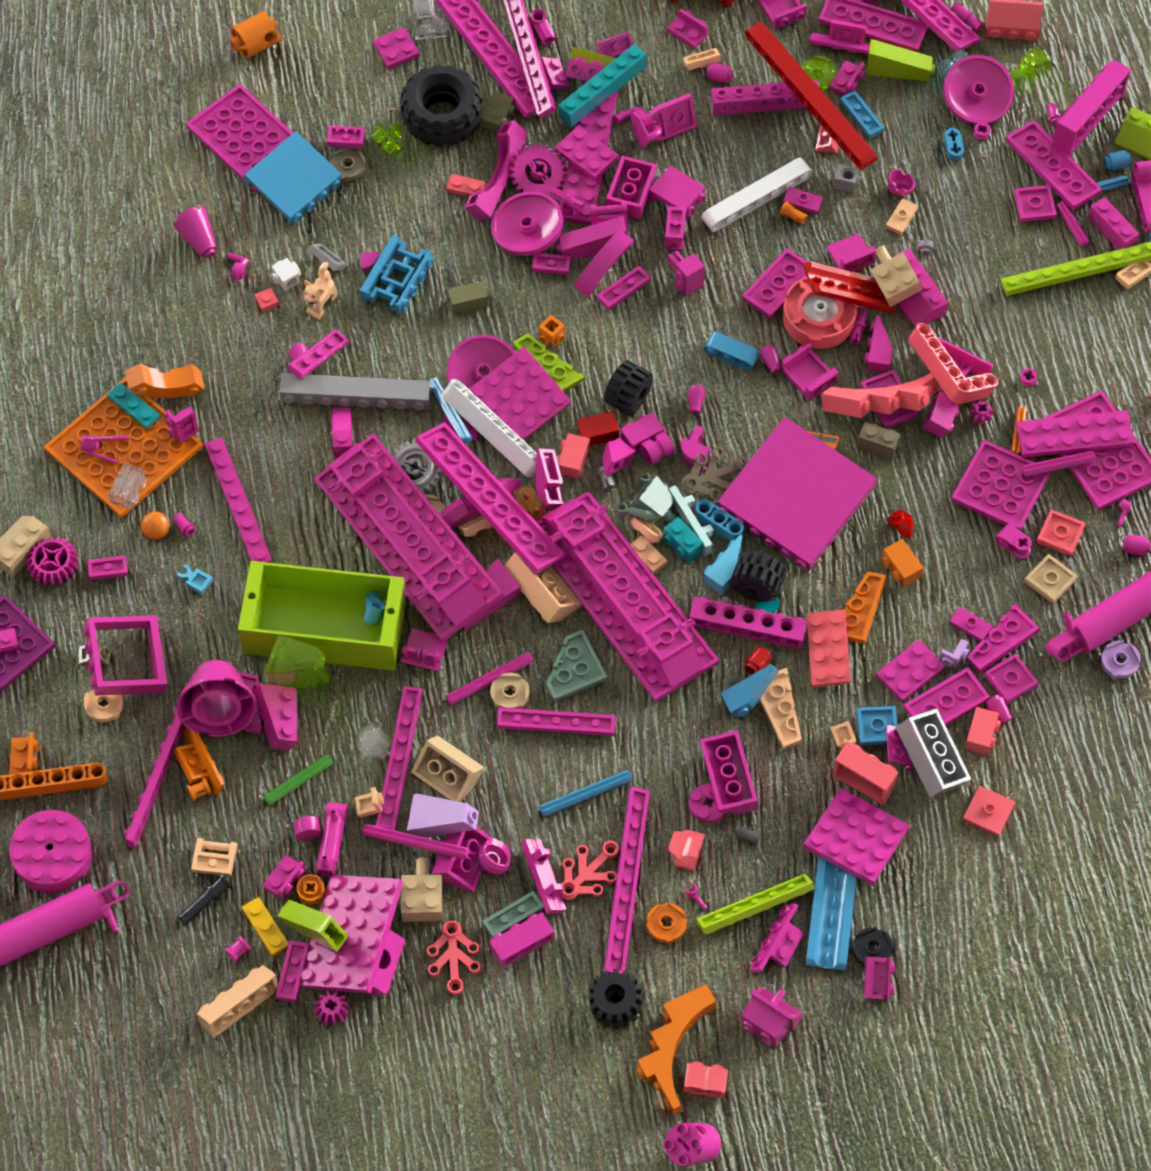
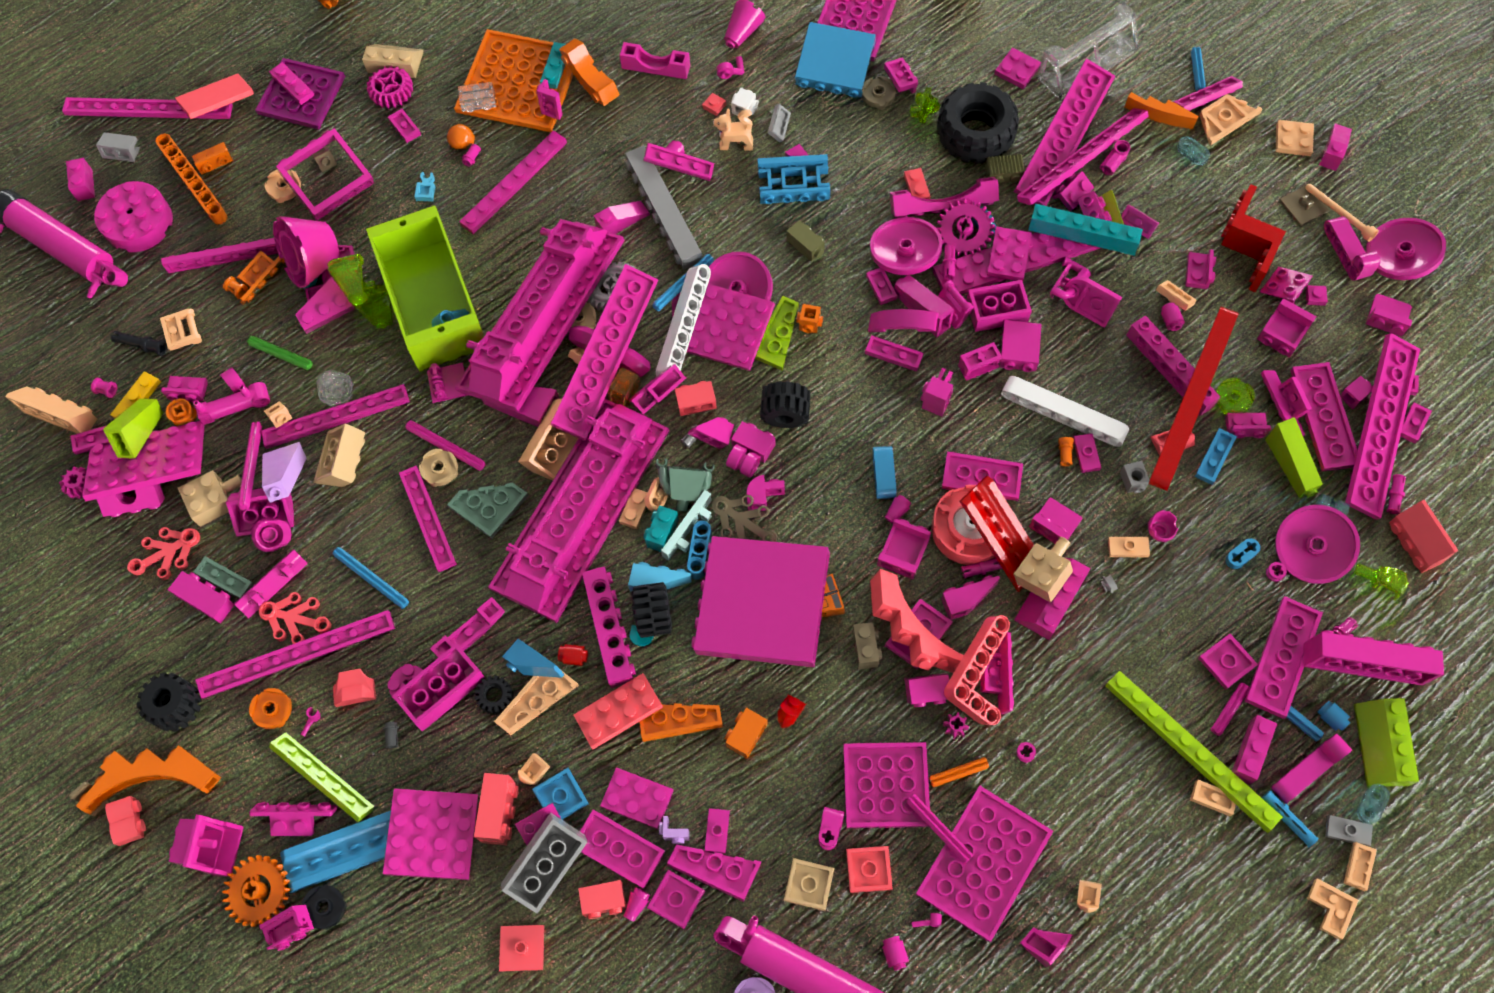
camera: 65 degrees right, 5 degrees up
(91, 444) = (503, 56): dark pink plant -> none
(174, 335) = (637, 59): none -> dark pink arch
(599, 428) = (736, 404): red brick -> none
(686, 731) = (471, 630): none -> dark pink slope
(692, 1143) = (42, 840): dark pink cylinder -> none
(696, 397) = (817, 467): dark pink cone -> none
(758, 727) = (485, 687): none -> black tyre
(810, 990) = (256, 890): none -> orange gear
(1075, 434) = (984, 829): dark pink plate -> none

